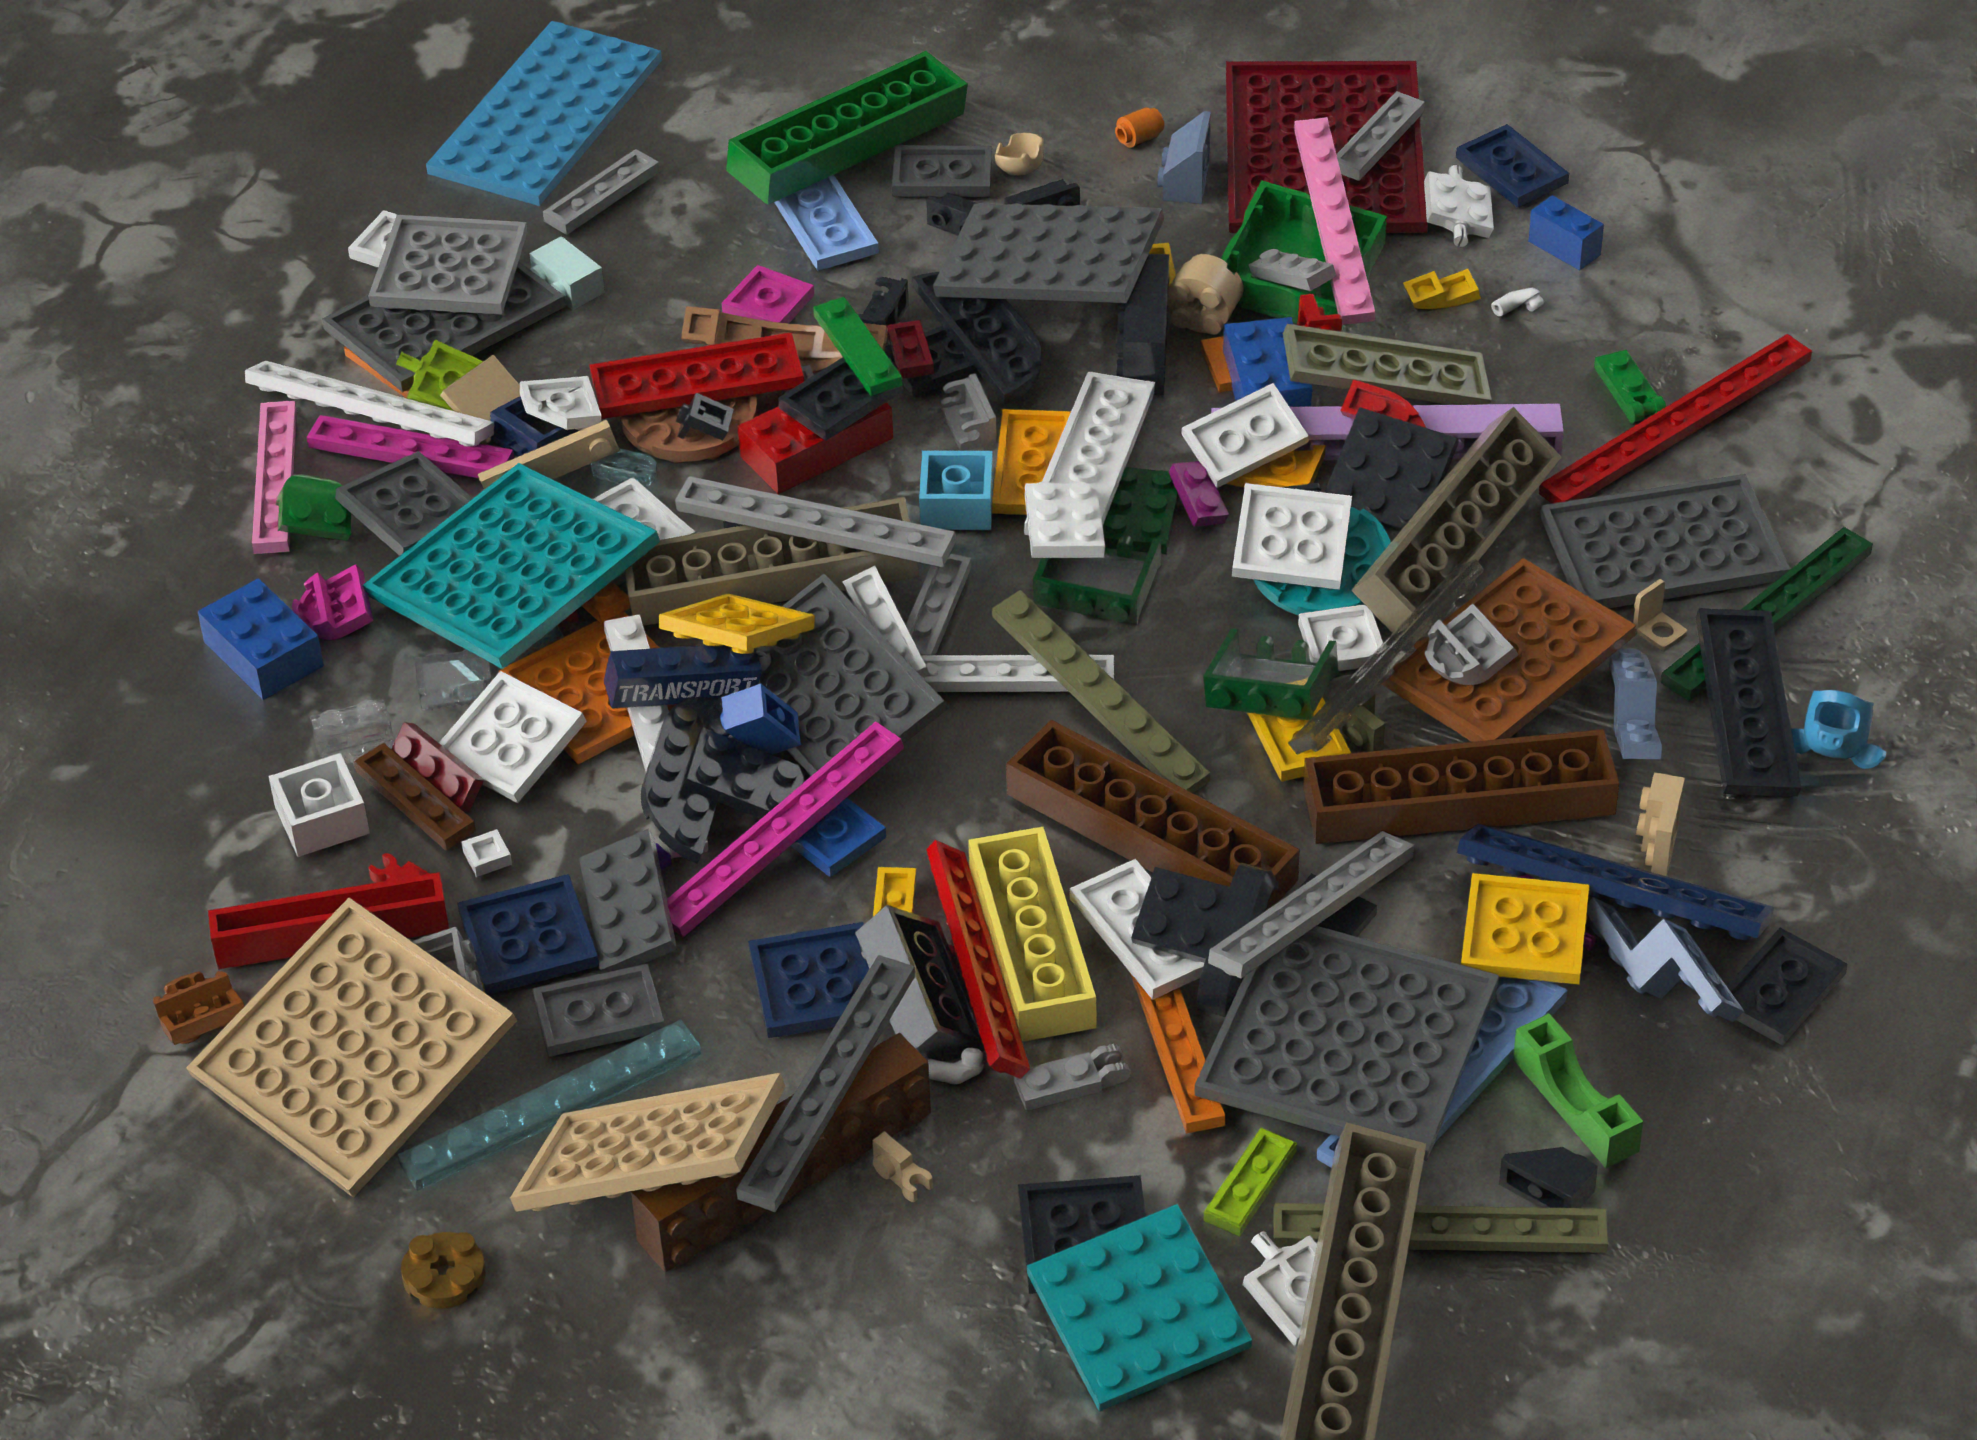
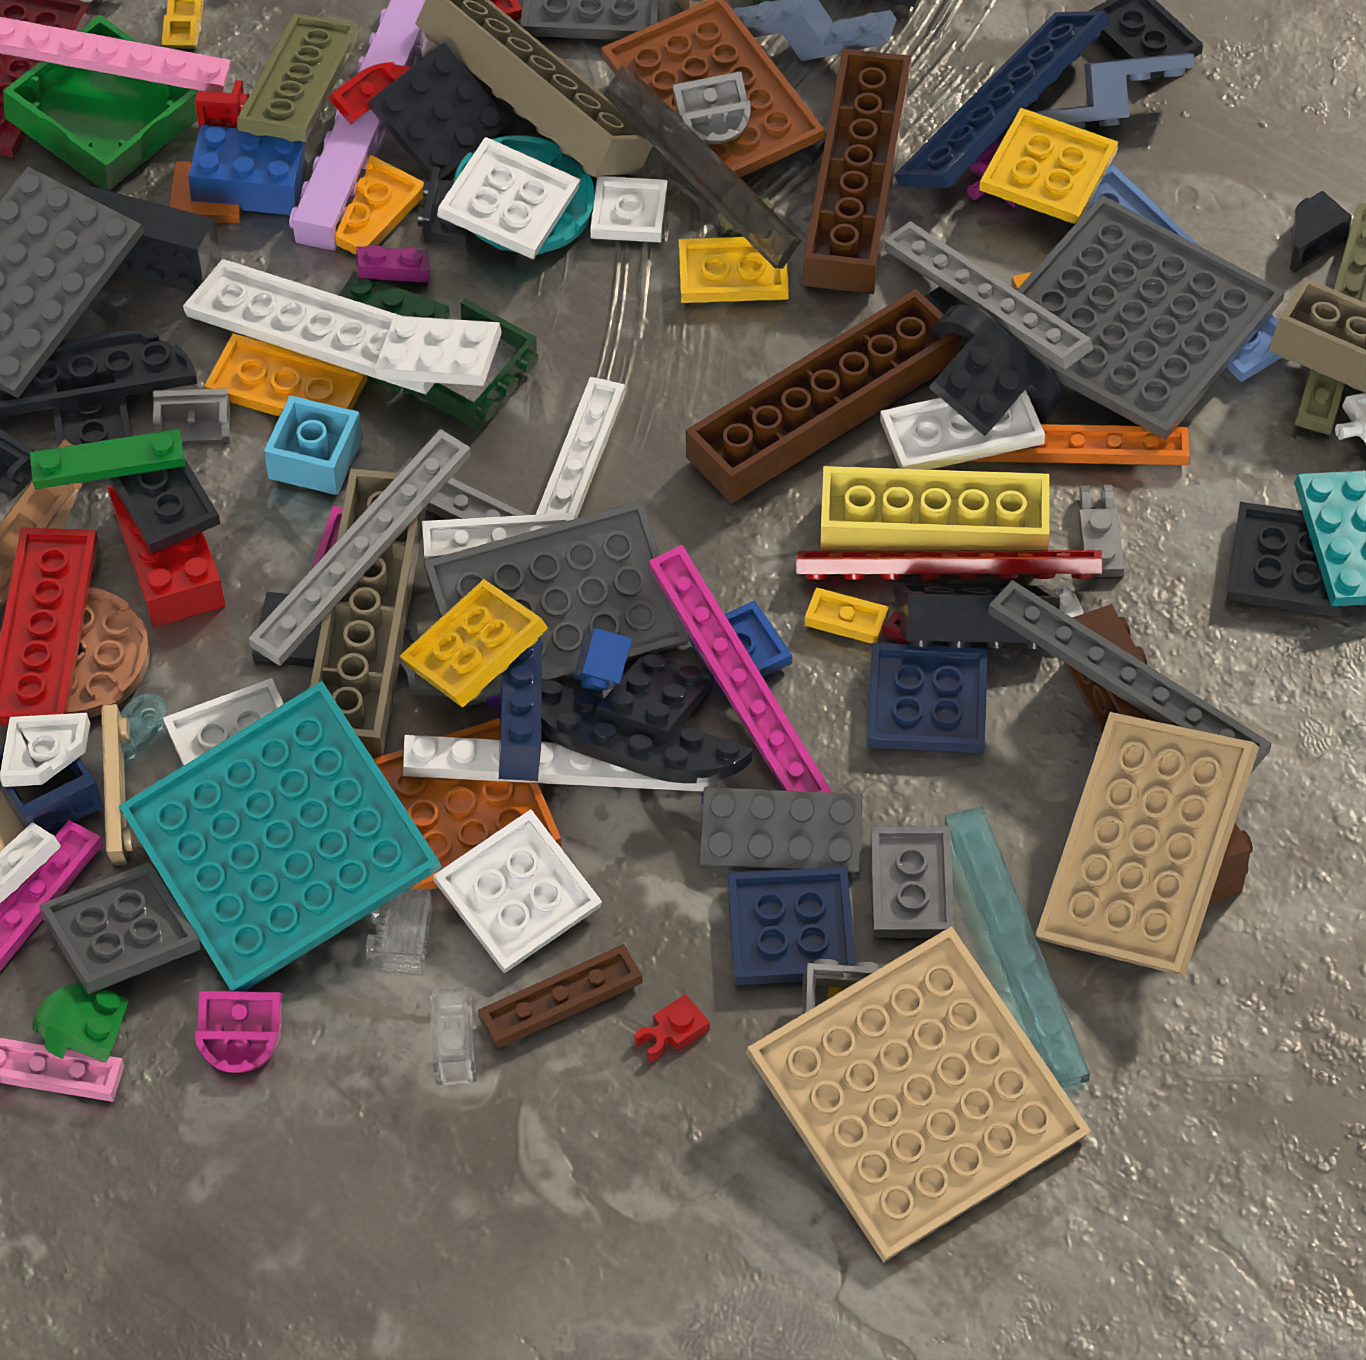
camera: 75 degrees left, 10 degrees up
(196, 1006) = (799, 1239): dark orange slope -> none
(260, 638) = (270, 1105): blue brick -> none
(283, 925) = (729, 1095): red brick -> none
(319, 804) = (557, 1079): white brick -> none
(438, 766) = (528, 965): dark red plate -> none
(440, 1249) = (1204, 1047): pearl gold plate -> none
(486, 853) = (666, 943): white plate -> none
(704, 416) = (113, 631): black bracket -> none
(896, 1163) = (1186, 671): tan plate -> none
(910, 349) = (87, 429): dark red plate -> none
(1099, 692) = (638, 397): olive plate -> none
(1204, 294) = (127, 174): tan brick -> none
(1245, 435) = (353, 199): white plate -> none
(1250, 1182) = (1253, 433): lime tile -> none
(1268, 683) = (680, 263): dark green window -> none
(1292, 270) = (133, 107): light grey plate -> none
(1550, 1062) = (1270, 179): bright green arch -> none
(1661, 820) = (957, 46): tan plate -> none

